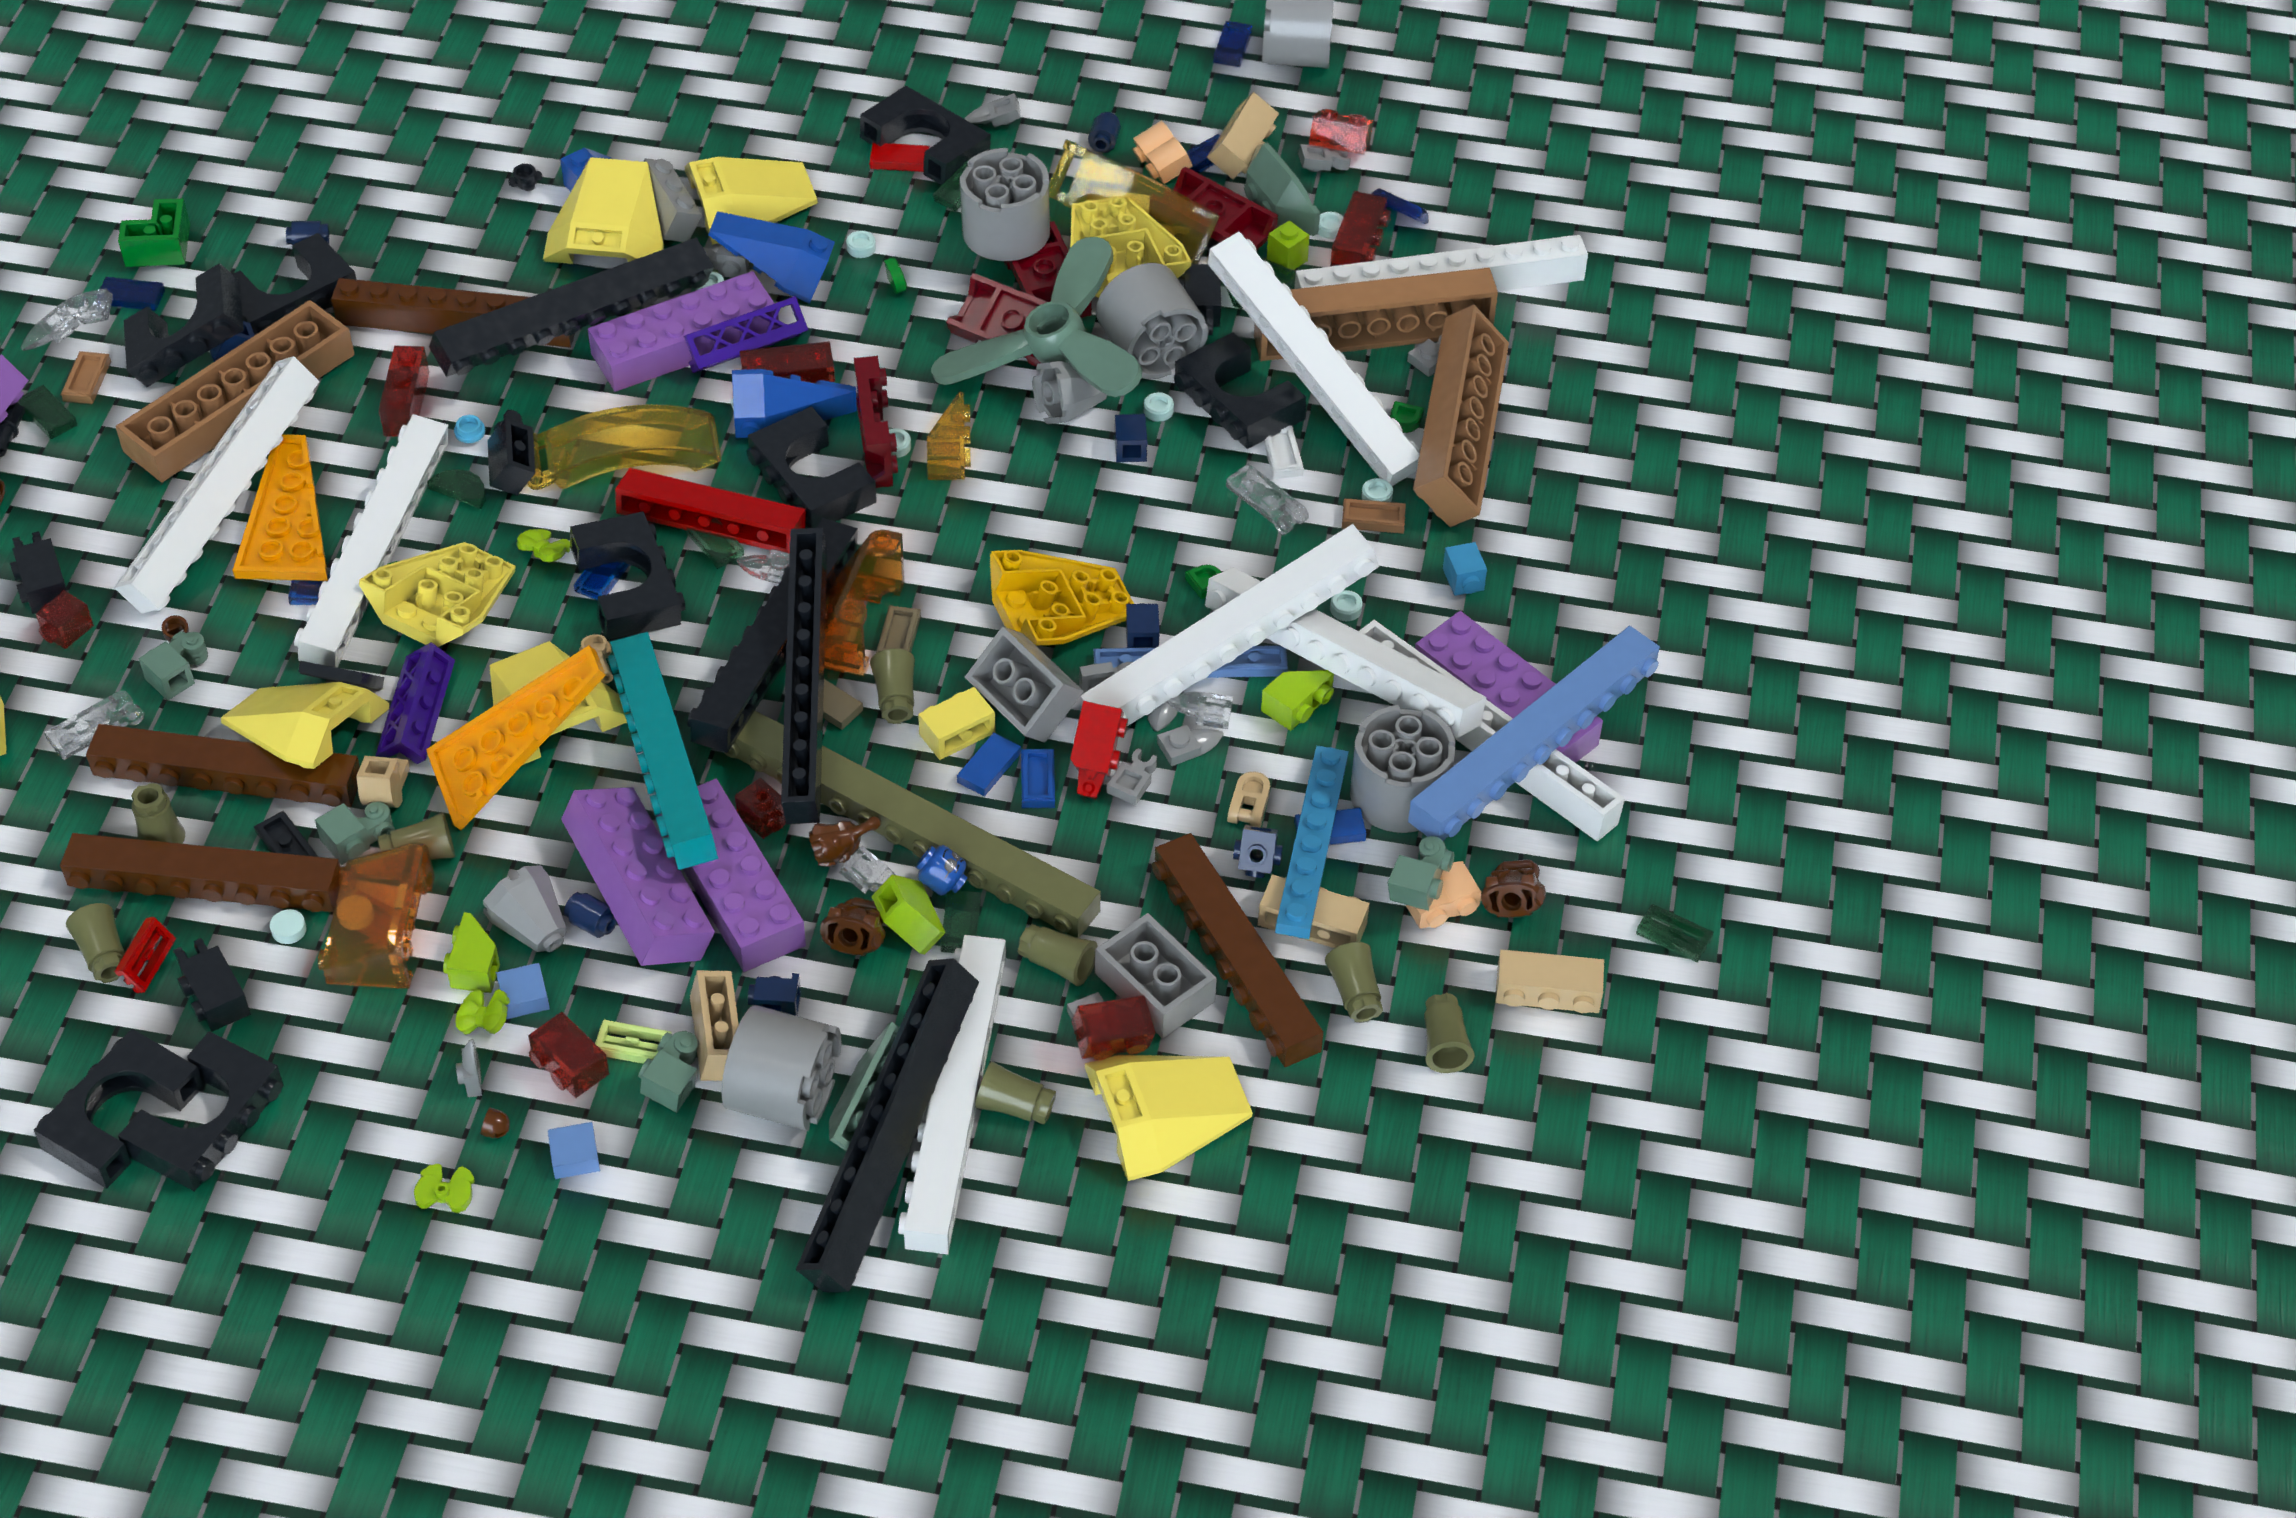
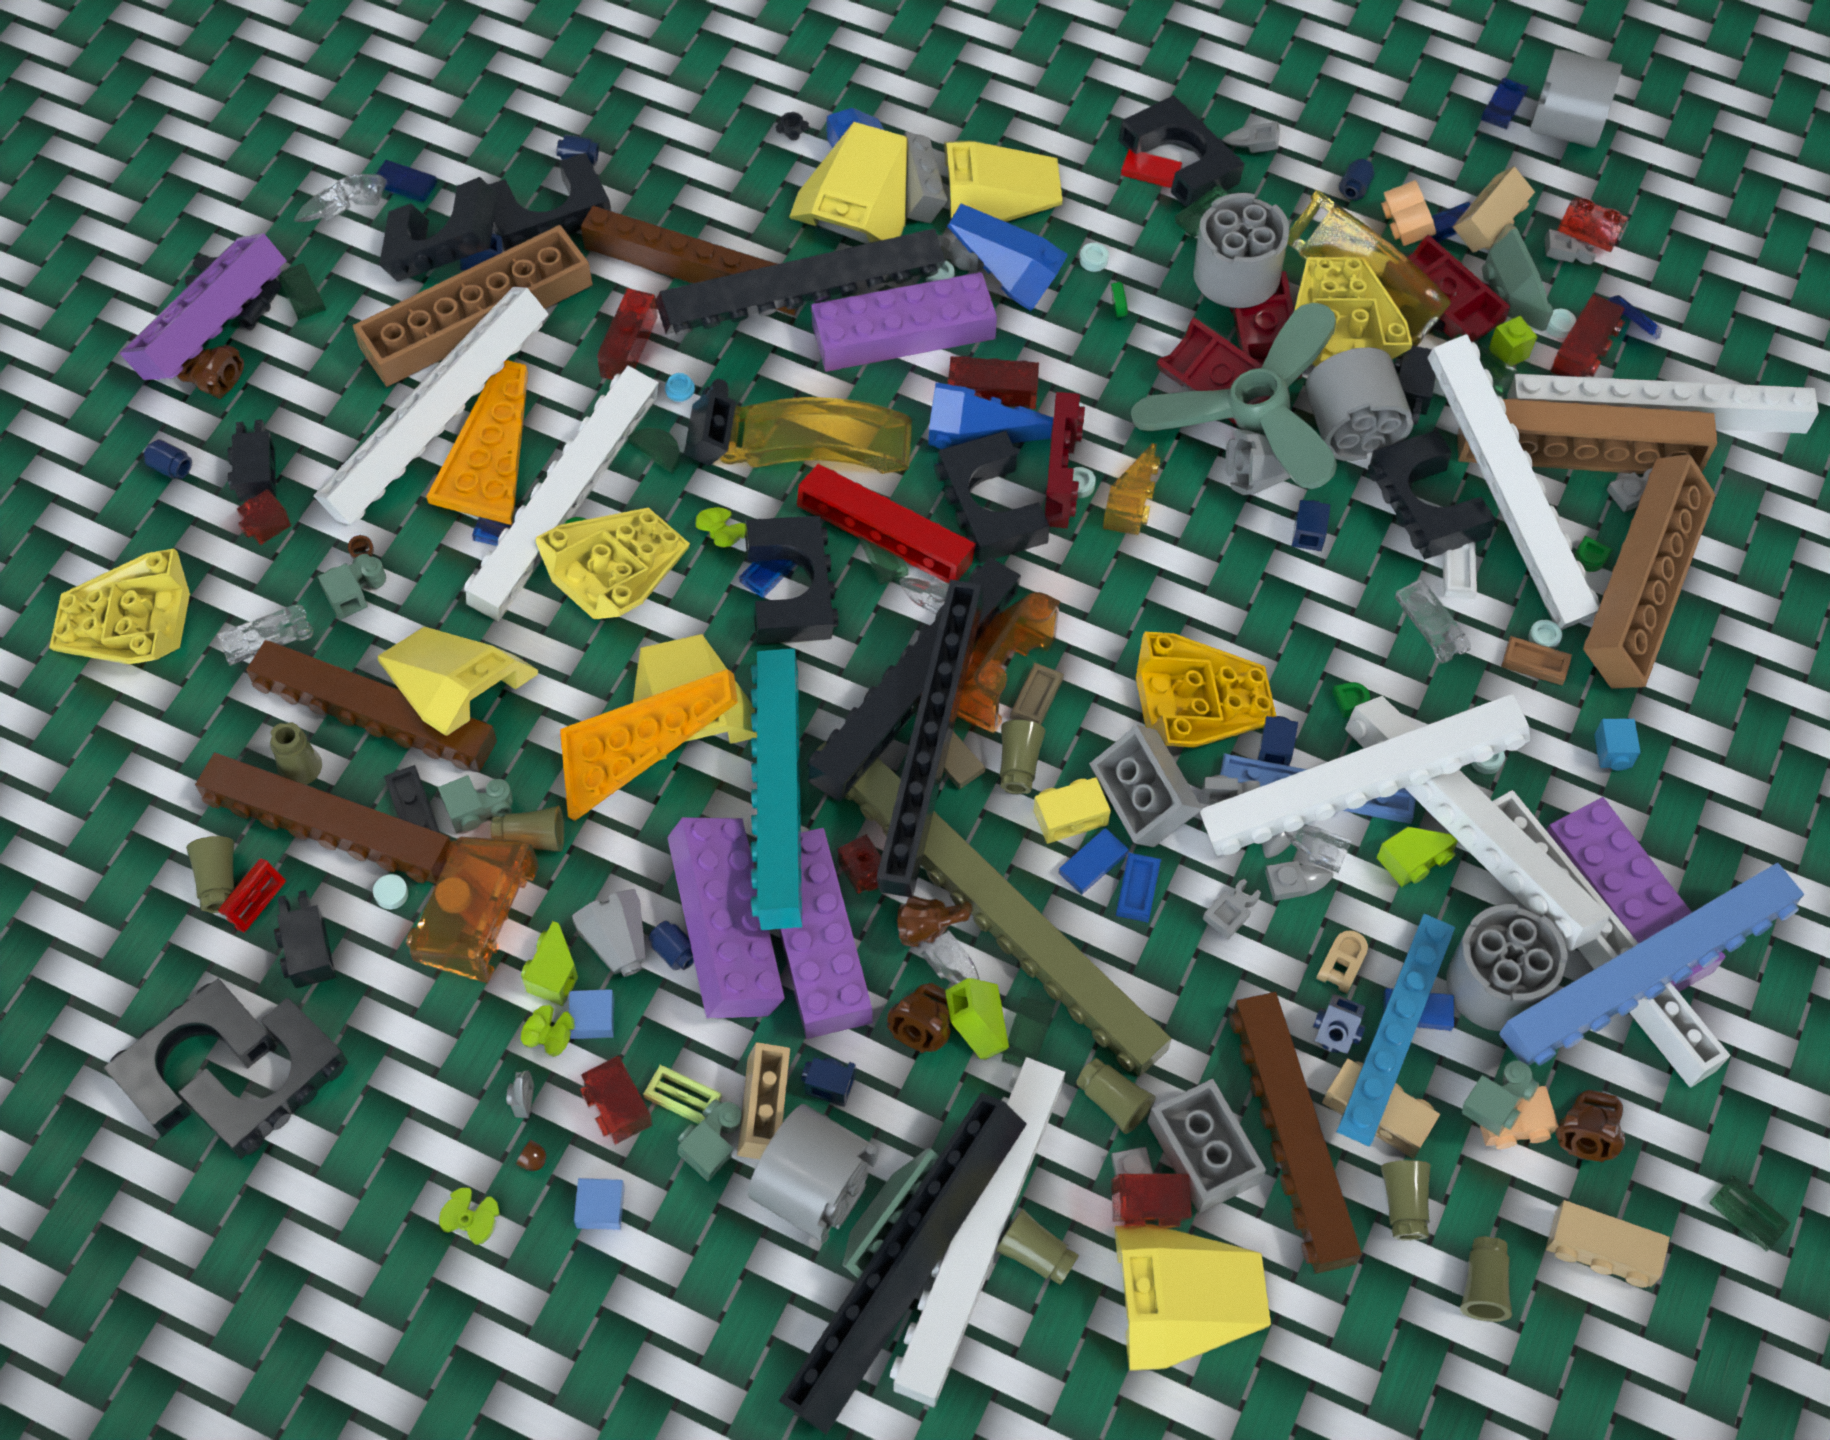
camera: 15 degrees right, 10 degrees up
(86, 377) = (344, 261): medium nougat tile -> none
(158, 239) = (440, 131): green brick -> none
(341, 675) = (498, 633): black tile -> none
(382, 780) = (511, 755): tan brick -> none
(416, 704) = (563, 680): dark purple fence -> none
(603, 650) = (743, 654): tan plate -> none
(757, 340) = (960, 349): dark purple fence -> none
(941, 870) = (1019, 978): blue head -> none
(1095, 746) = (1201, 871): red hinge -> none
(1158, 407) = (1346, 493): light aqua tile -> none

